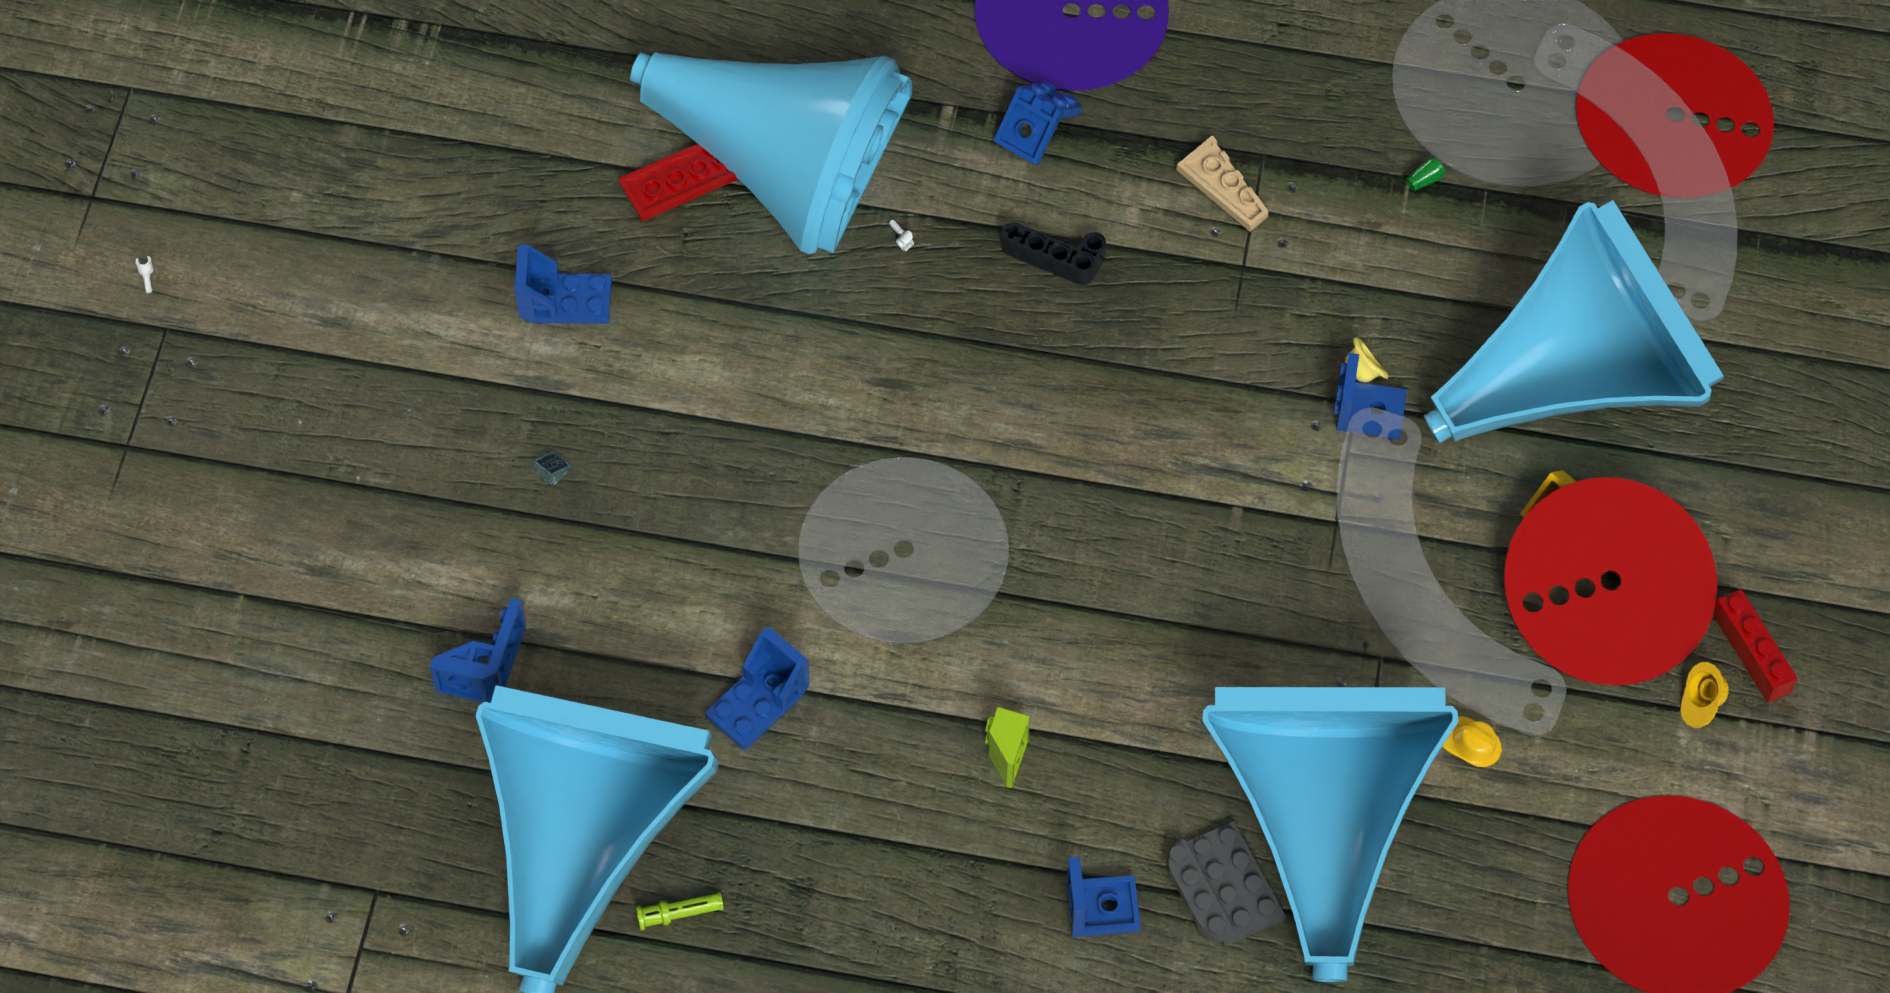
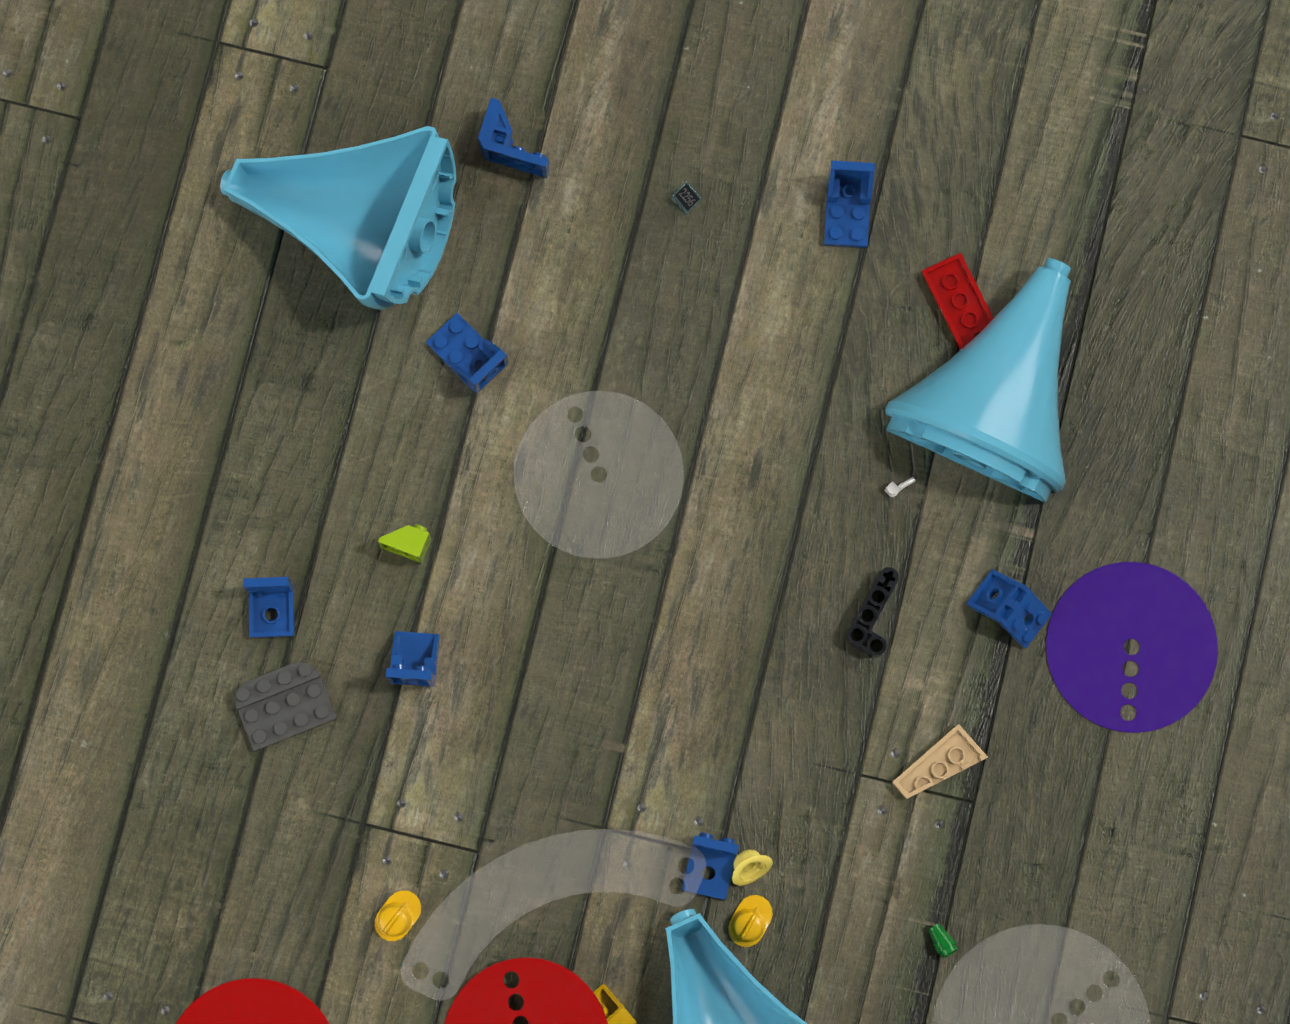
camera: 90 degrees right, 20 degrees up
(664, 913) = (289, 279): lime pin -> none
(1155, 729) = (414, 659): none -> blue bracket
(1330, 792) = (339, 786): medium azure piece -> none
(1426, 365) = (750, 921): none -> yellow piece

